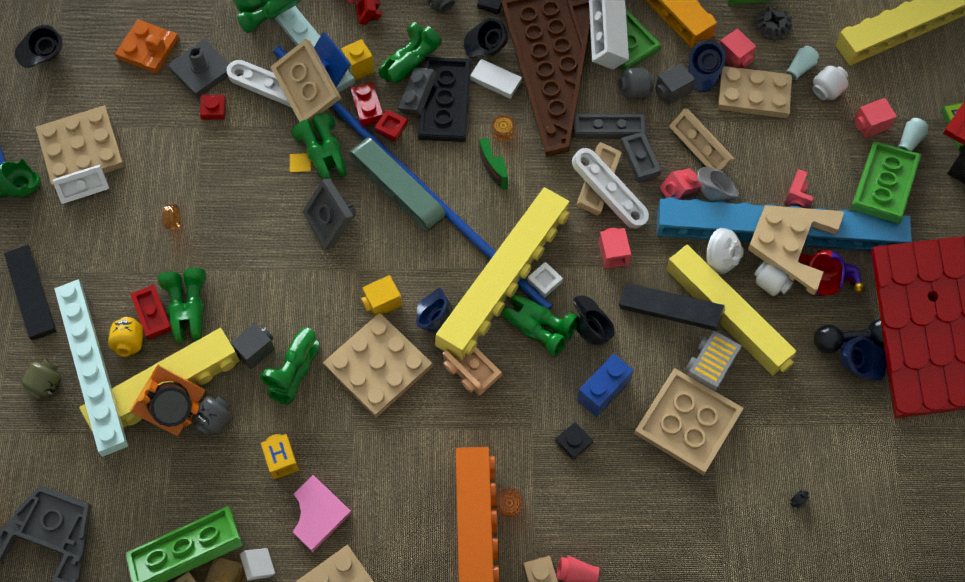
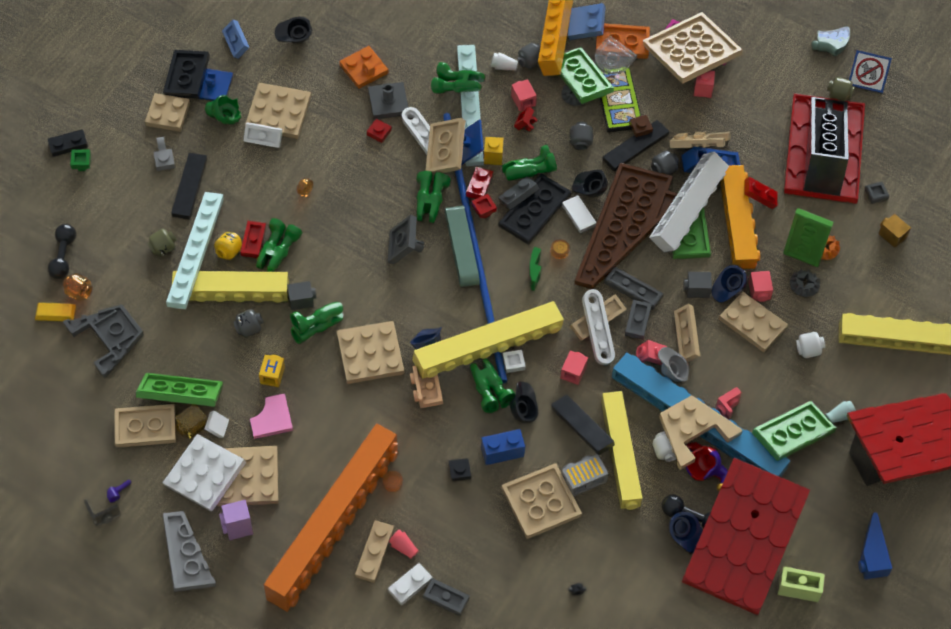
camera: 30 degrees right, 5 degrees down
(168, 403) = (226, 298): piece -> none
(300, 162) = (409, 198): yellow sticker -> none
(381, 296) = (401, 311): yellow brick -> none
(635, 83) = (671, 269): dark grey head -> none
(724, 251) = (639, 405): white piece -> none
(803, 61) = (805, 319): light aqua cone -> none
(875, 118) = (822, 385): coral brick -> none

